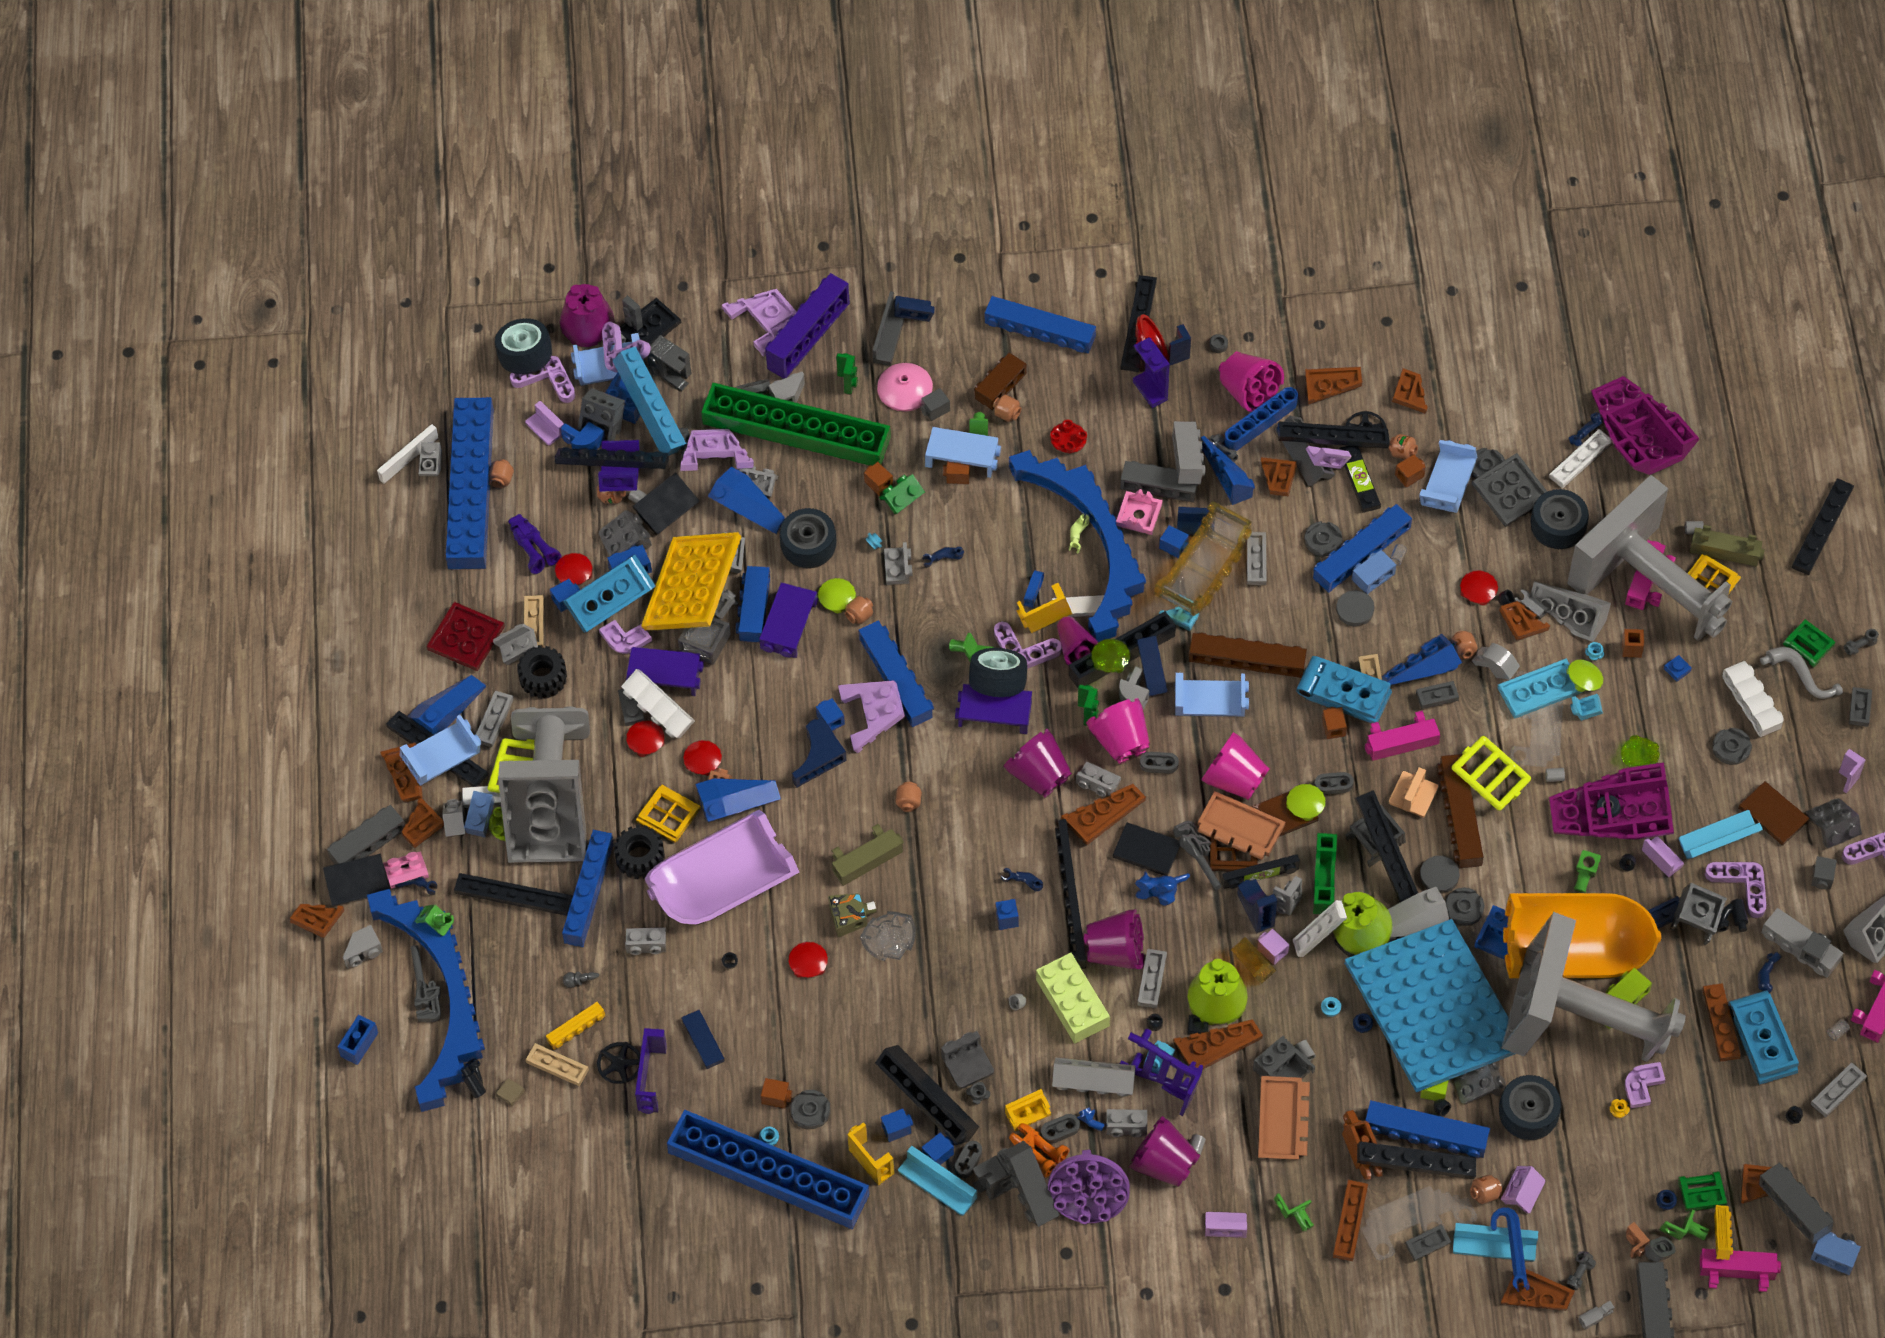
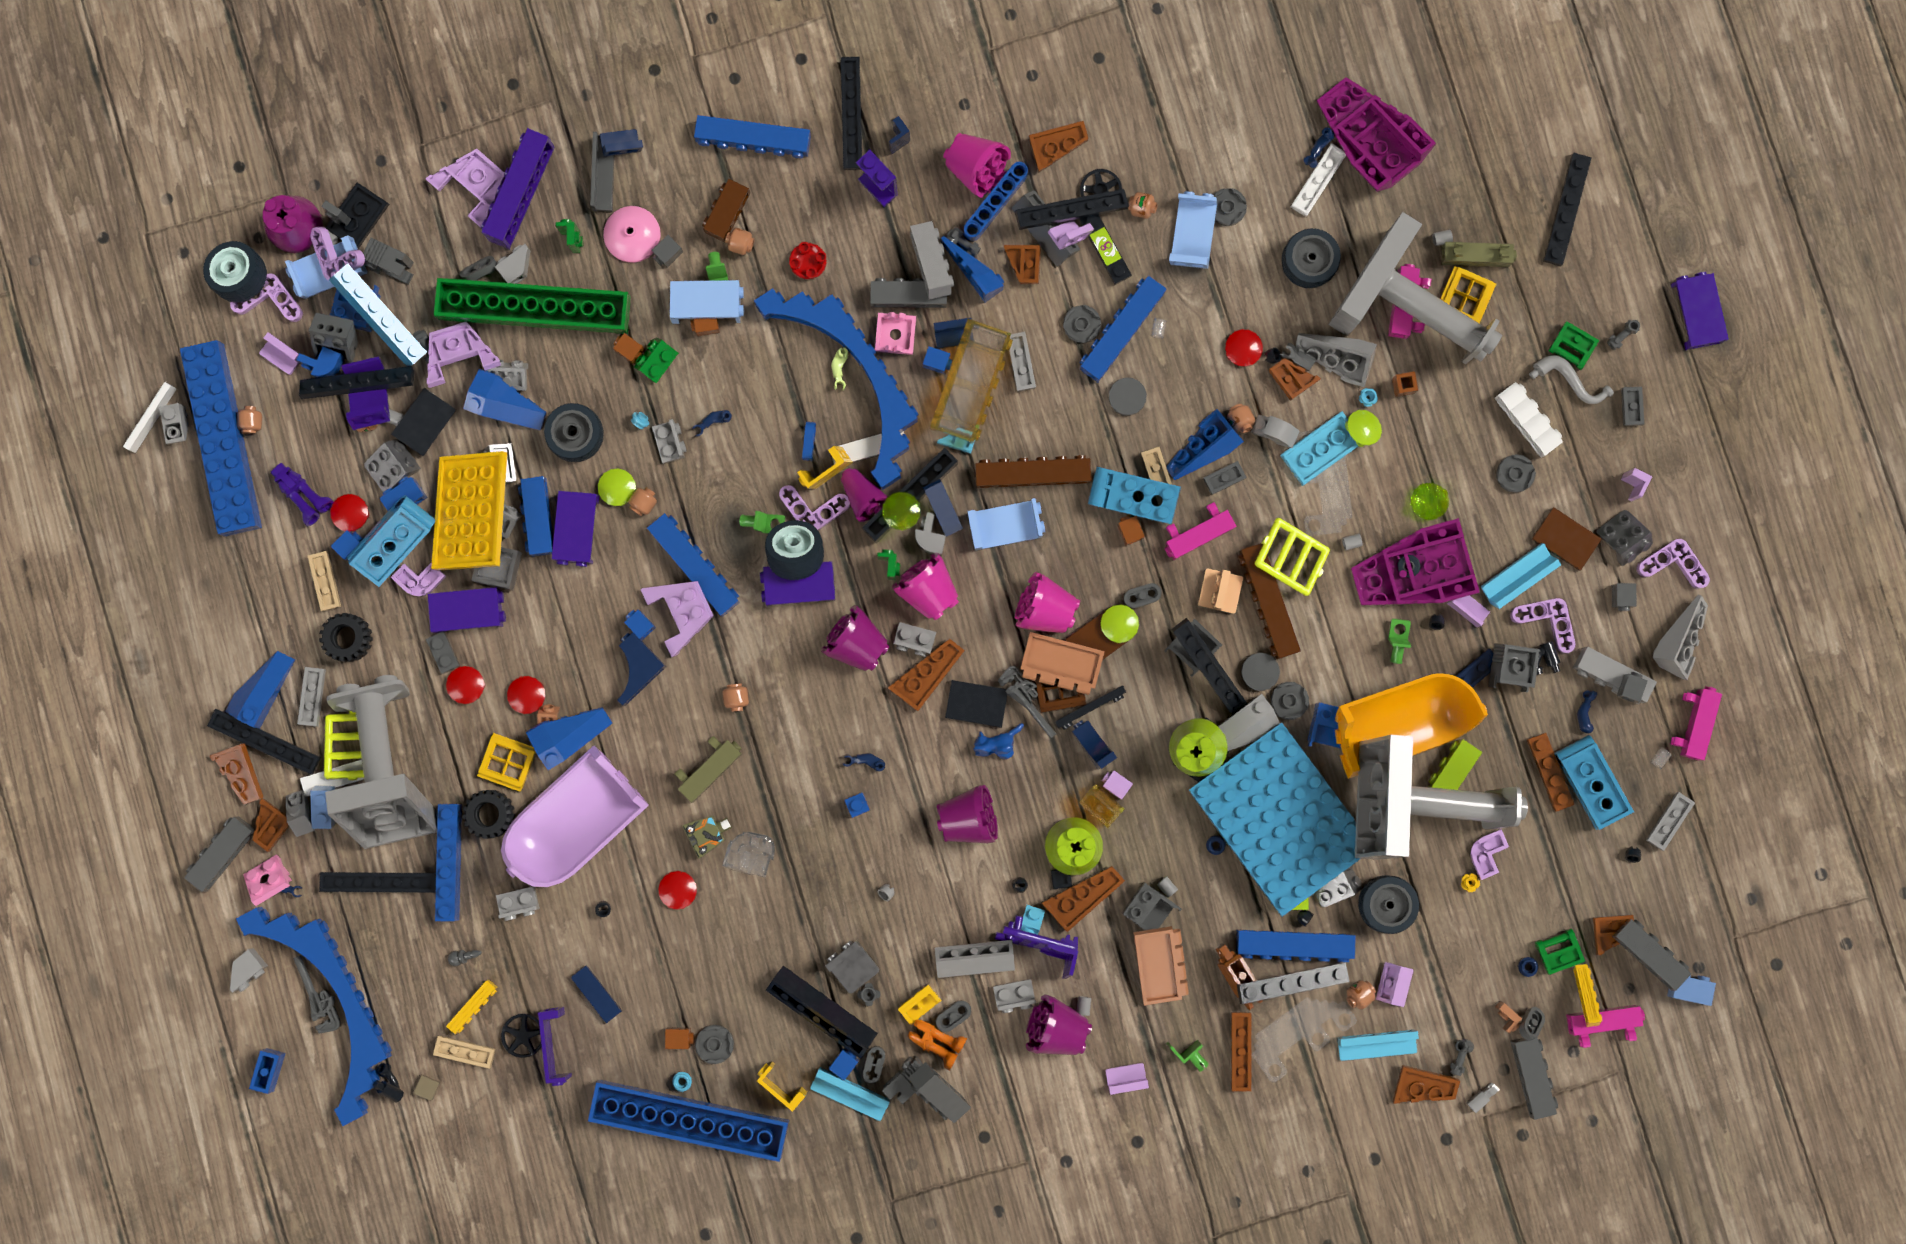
camera: 15 degrees left, 25 degrees up
(316, 918) = (194, 947): dark orange wing -> none
(355, 879) = (220, 901): black tile -> none
(436, 919) = (308, 934): bright green bracket -> none
(441, 751) = (267, 749): light blue panel -> none
(465, 636) = (260, 611): dark red plate -> none
(515, 643) = (313, 612): light grey bracket -> none
(657, 703) = (468, 651): white brick -> none
(896, 1125) = (799, 1046): blue brick -> none
(1071, 901) = (910, 761): black plate -> none
(1072, 998) = (938, 880): yellowish green brick -> none
(1087, 1116) = (975, 998): blue plate -> none
(1089, 1188) = (994, 1083): medium lavender bracket -> none
(1146, 328) = (869, 135): red dish -> none
(1152, 978) = (1008, 841): light grey plate -> none
(1159, 762) = (970, 608): dark grey plate -> none
(1218, 343) = (936, 119): dark grey tile -> none
(1289, 897) = (1124, 730): light grey bracket -> none
(1319, 928) = (1161, 768): white tile -> none
(1324, 872) = (1152, 699): green arch -> none
(1331, 1011) = (1176, 834): medium azure plate -> none
(1373, 571) = (1138, 354): medium blue brick -> none
(1409, 391) = (1137, 138): dark orange wing -> none
(1410, 470) = (1154, 230): dark orange brick -> none
(1428, 1242) = (1316, 1059): dark grey plate -> none
(1509, 489) = (1257, 233): dark grey plate -> none
(1516, 1245) = (1400, 1052): blue piece -> none
(1586, 707) = (1371, 462): medium azure bracket -> none
(1677, 668) = (1450, 398): blue plate -> none
(1688, 1227) = (1553, 991): bright green bracket -> none

